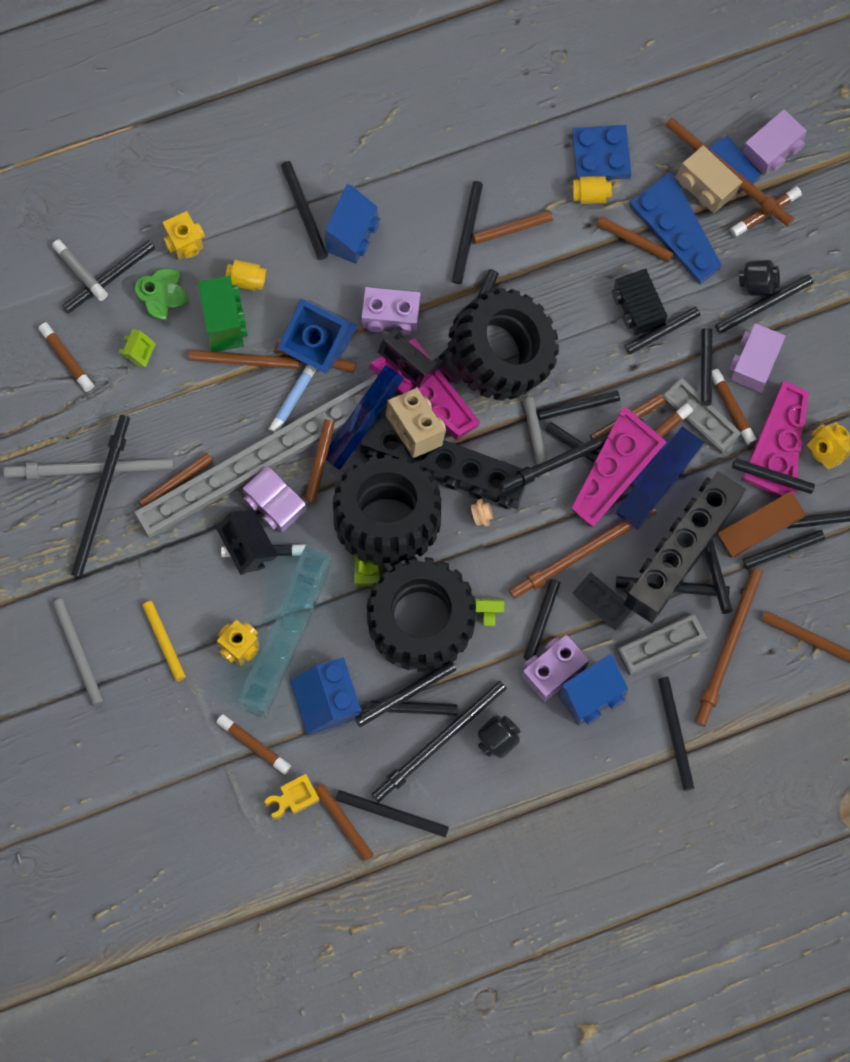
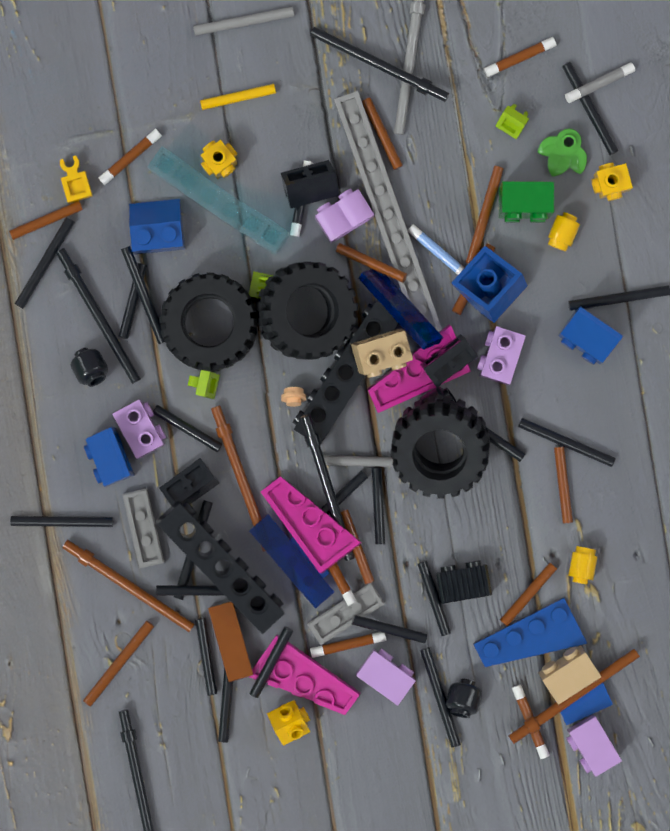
camera: 105 degrees right, 15 degrees up
(602, 152) = (620, 583): blue plate -> none

